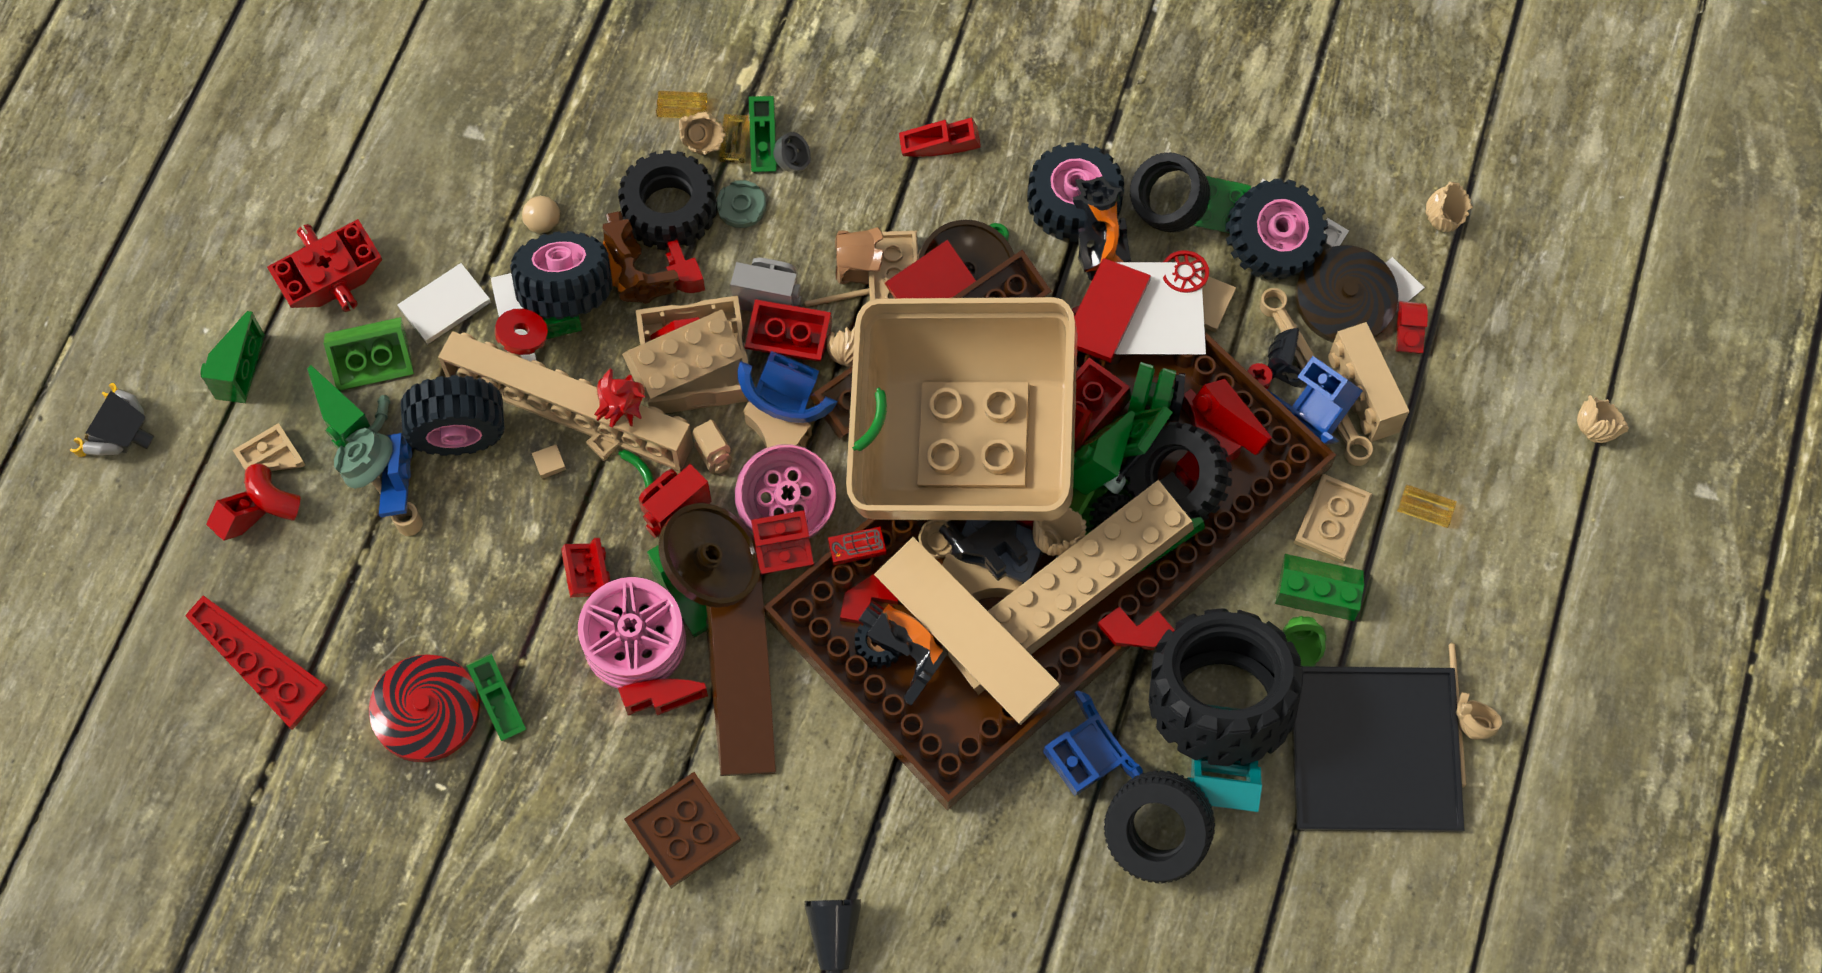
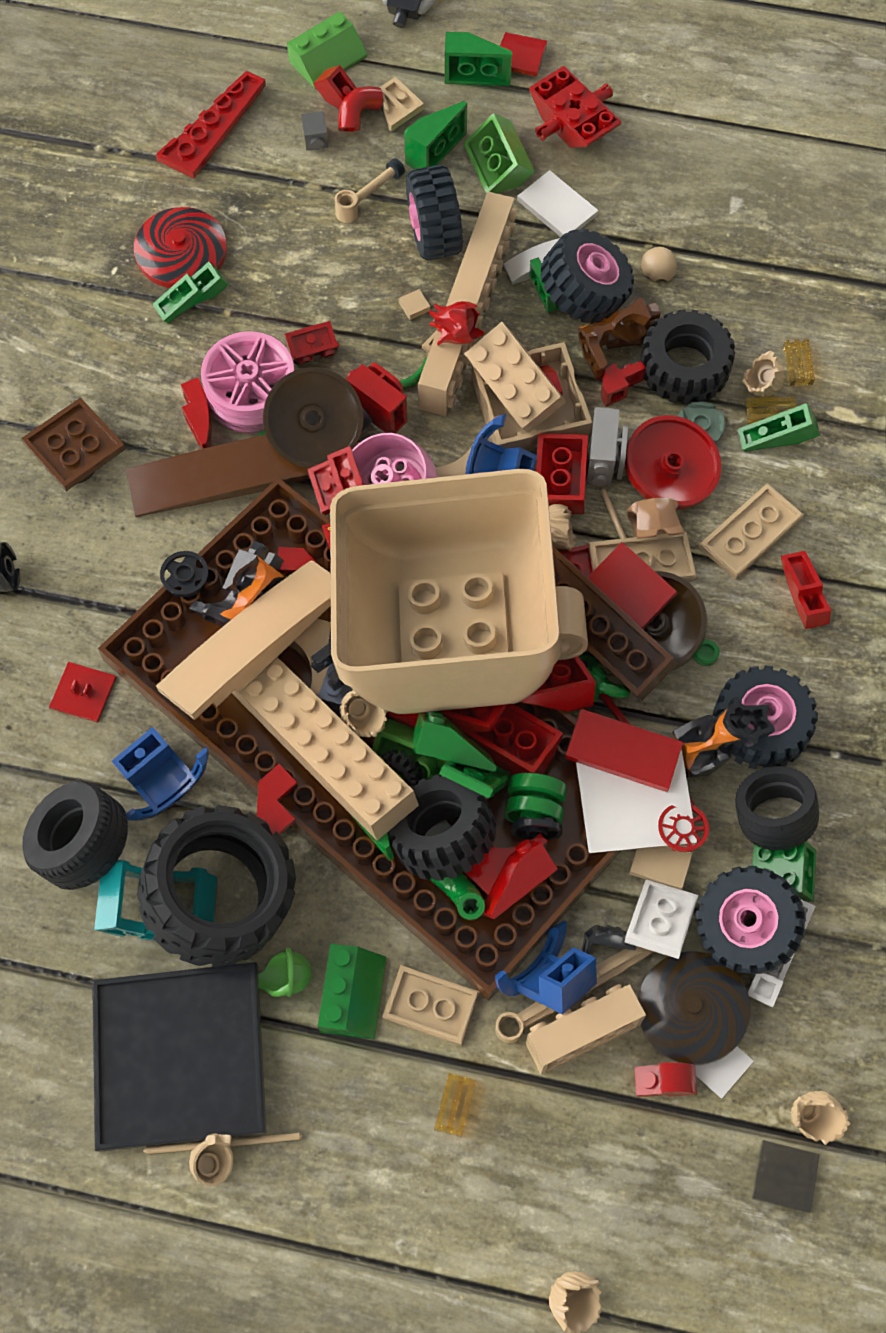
camera: 85 degrees right, 0 degrees up
(174, 523) = (326, 46): none -> bright green slope
(222, 311) = (526, 52): none -> red slope
(292, 545) = (314, 130): none -> dark grey brick
(366, 452) = (389, 156): sand green piece -> none
(396, 478) = (376, 185): blue bracket -> none
(521, 319) = (531, 241): red tile -> none
(712, 447) = (435, 422): tan brick -> none
(786, 153) = (760, 455): dark grey helmet -> none
(790, 228) = (673, 460): none -> red dish
(869, 177) = (751, 531): none -> tan tile
(872, 706) = (184, 574): none -> black wheel
(877, 424) = (417, 500): green piece -> none
(980, 834) = (82, 692): none -> red piece
(1118, 483) = (431, 769): hinge -> none
(1246, 464) = (464, 895): none -> green cylinder
(1264, 372) = (576, 923): red wheel -> none
(1267, 305) = (661, 919): none -> white tile
(1494, 246) = (785, 1176): none -> clear smoke tile

